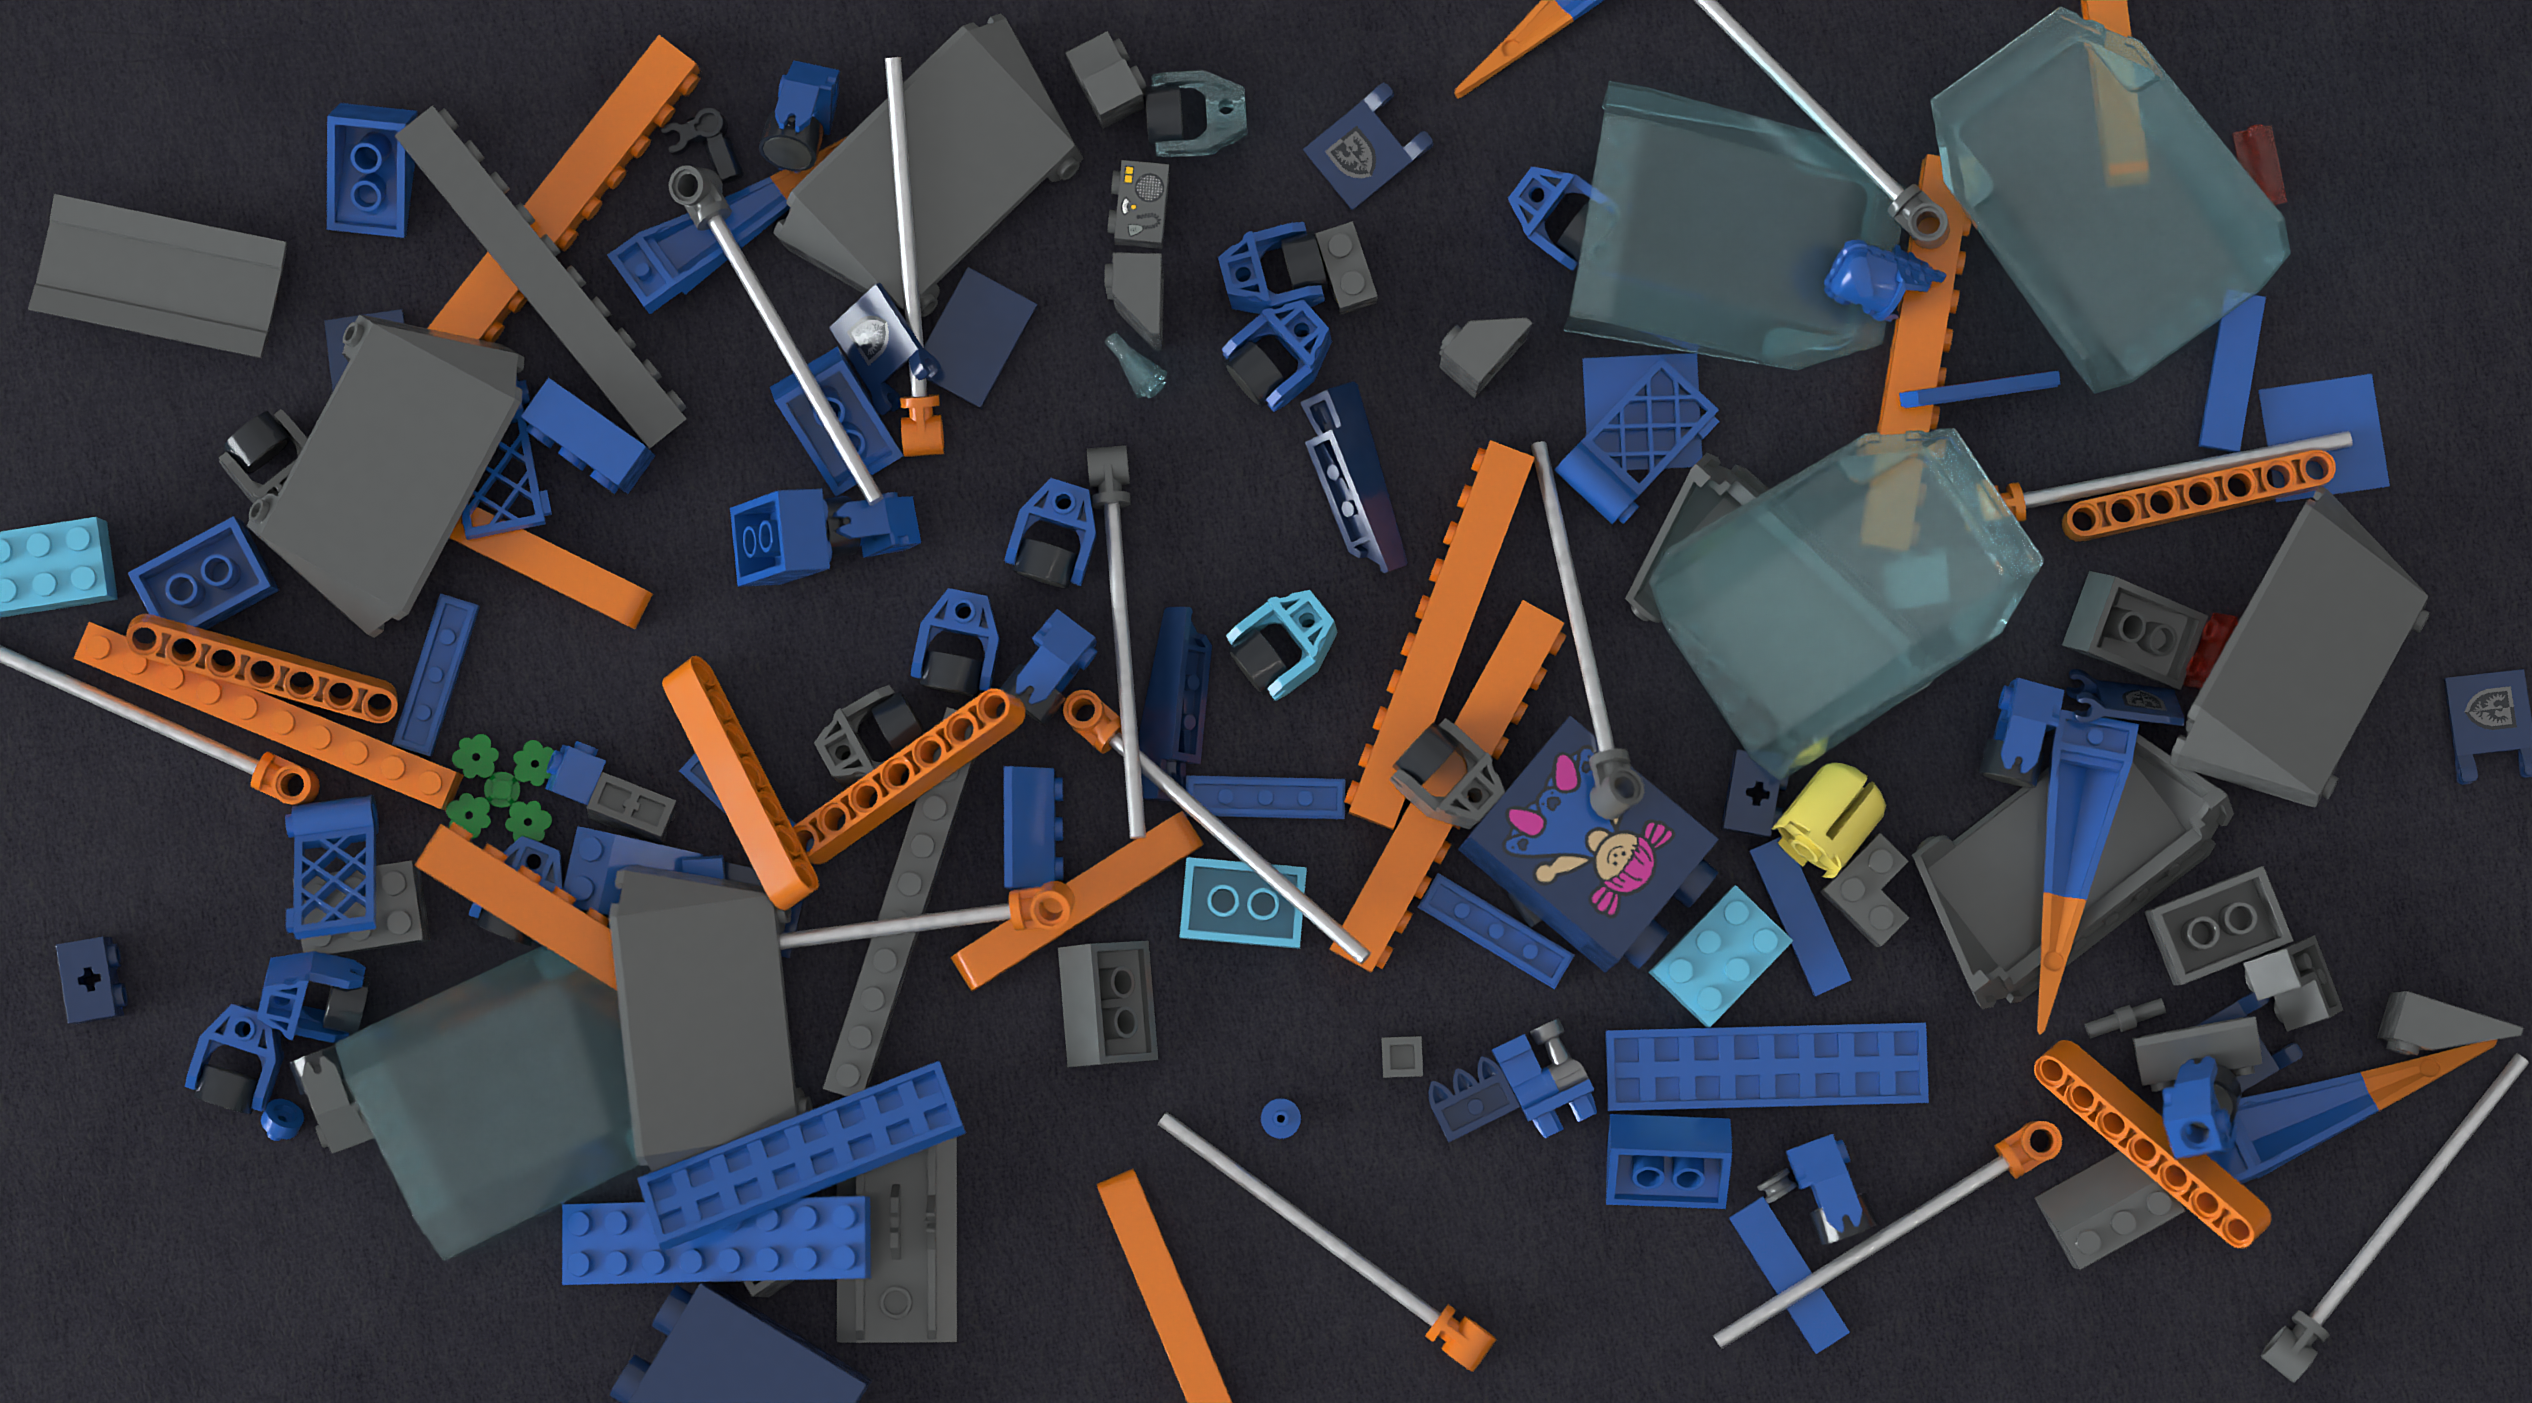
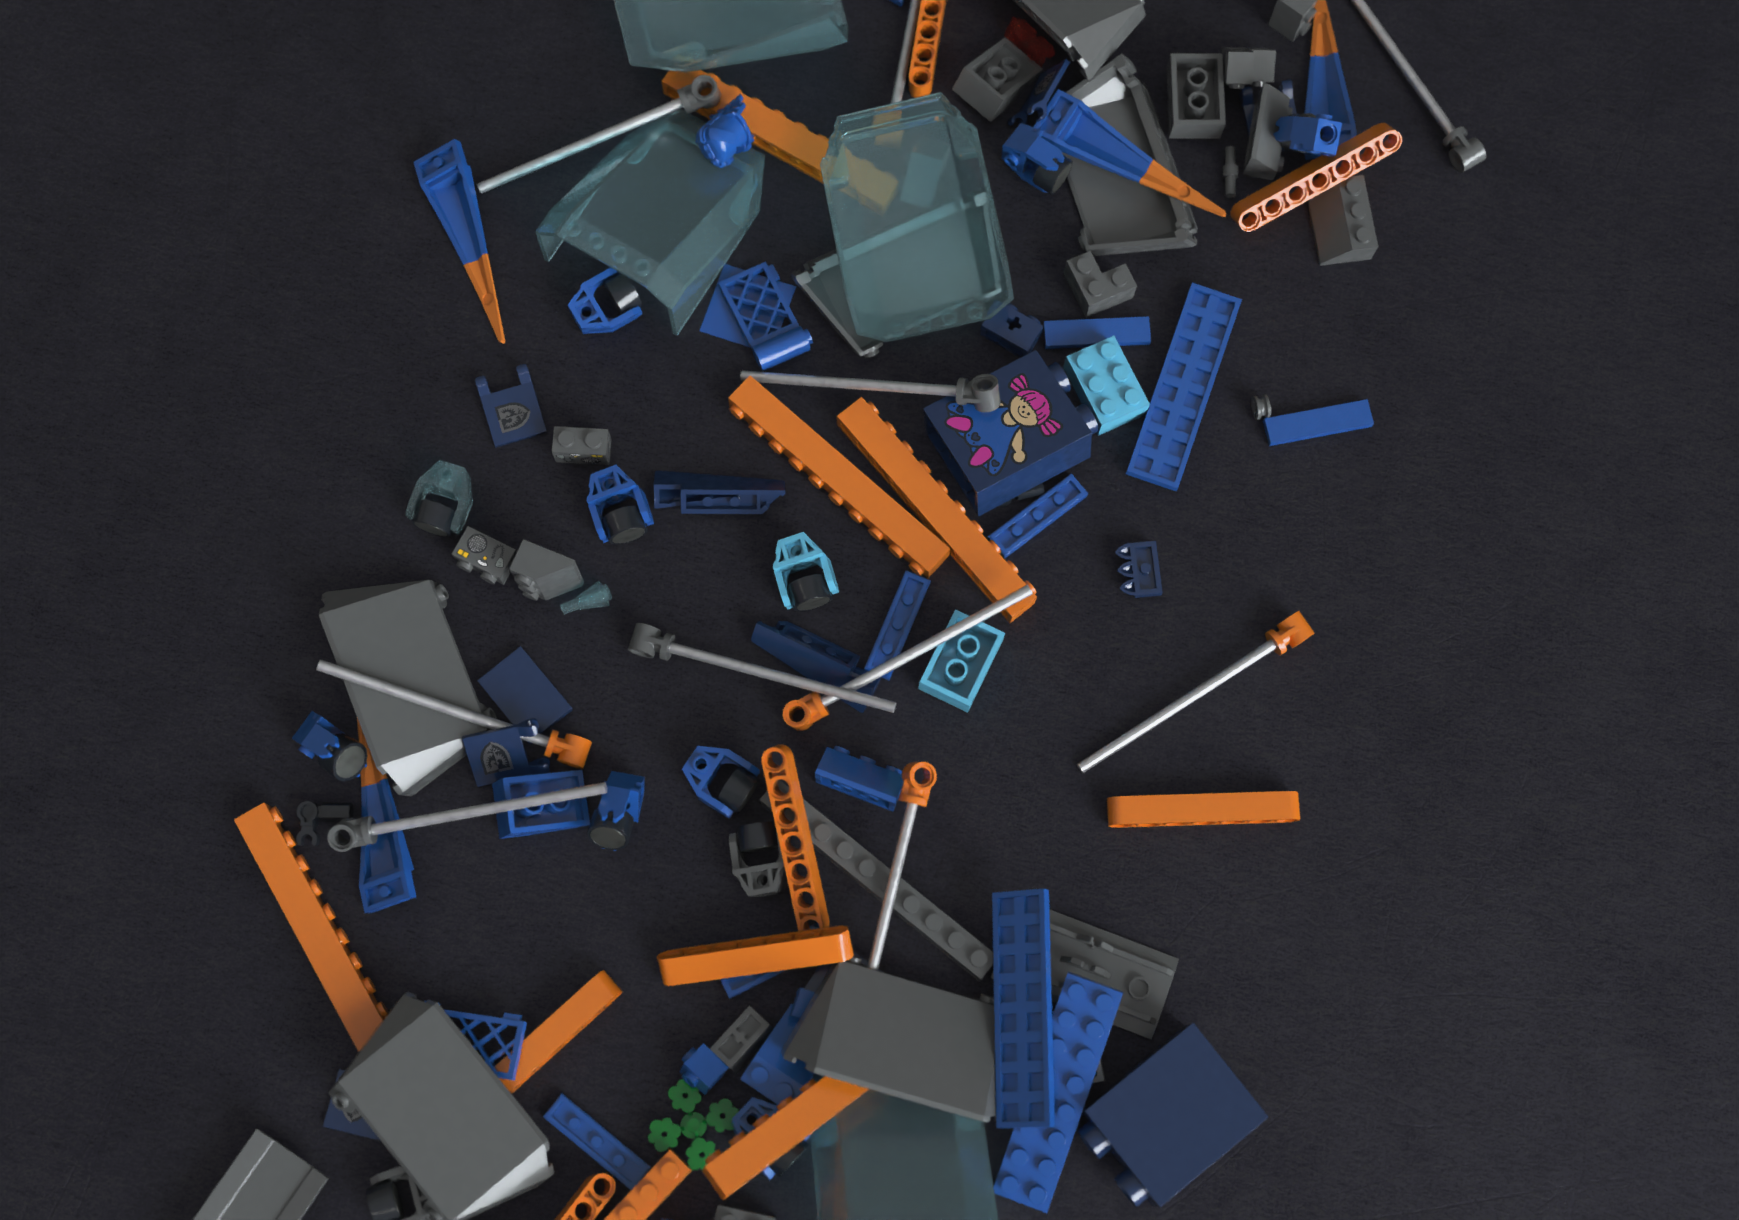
camera: 75 degrees left, 10 degrees down
(368, 170) = (234, 1053): blue slope -> none
(540, 277) = (356, 960): dark grey brick -> none
(586, 438) = (480, 971): blue brick -> none
(780, 537) = (602, 864): blue brick -> none
(1045, 561) = (689, 702): blue piece -> none
(1060, 654) = (752, 714): blue piece -> none
(1092, 893) = (915, 748): orange beam -> none
(1106, 79) = (396, 545): dark grey brick -> none
(1108, 1003) = (993, 774): dark grey slope -> none
(1245, 276) = (563, 507): blue piece -> none
(1285, 1108) = (1106, 699): blue tile -> none
(1402, 1056) = (1096, 602): dark grey plate -> none
(1427, 755) = (950, 488): dark grey piece -> none
(1481, 350) = (670, 378): dark grey slope -> none
(1548, 1088) = (1149, 521): blue hips -> none
(1668, 1161) = (1222, 464): blue slope -> none
(1824, 1170) = (1276, 372): blue piece -> none
(1830, 818) = (1046, 286): light yellow cylinder -> none
(1979, 389) = (817, 104): blue tile -> none
(2014, 1155) = (1292, 263): flat silver piece -> none

